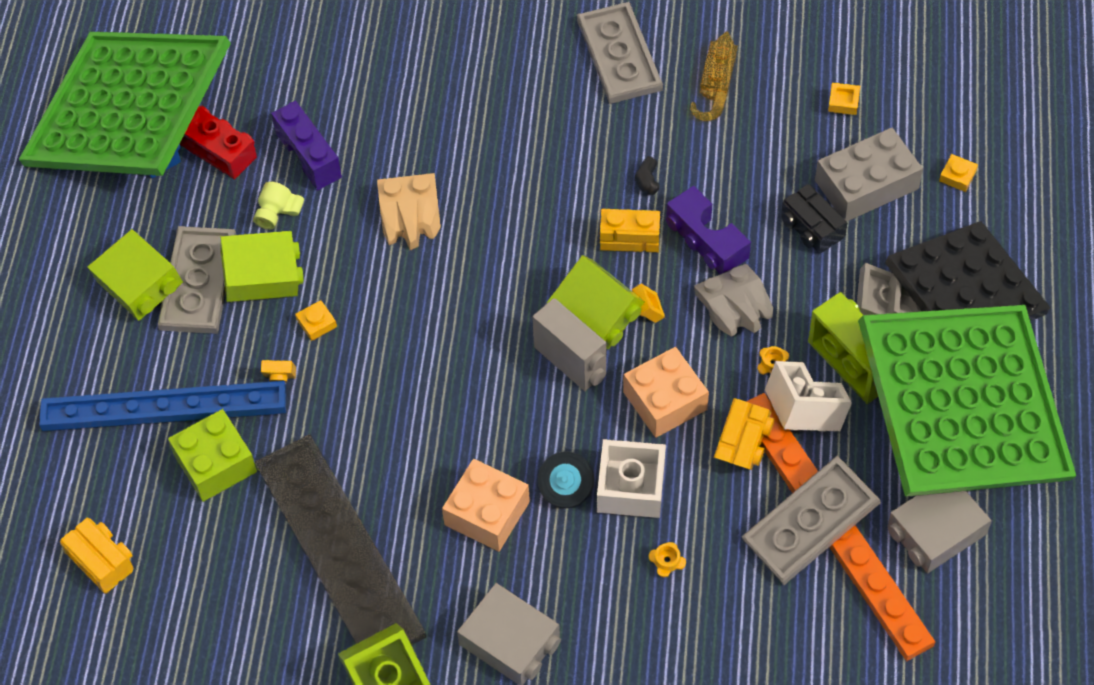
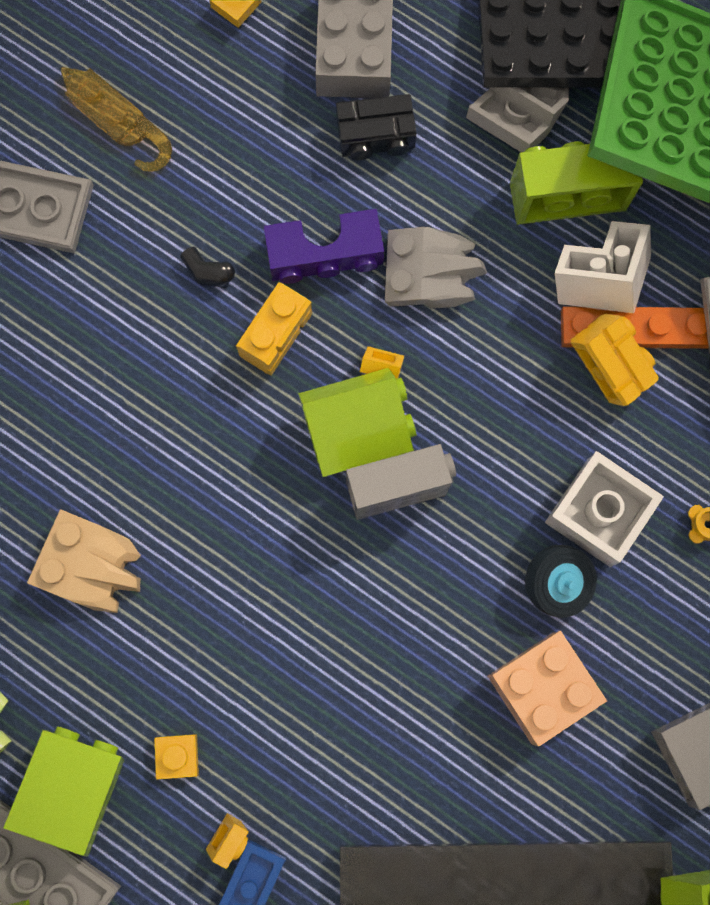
camera: 65 degrees left, 20 degrees up
(665, 392) = (510, 410): light nougat brick -> none
(771, 354) = (530, 264): yellow plate -> none

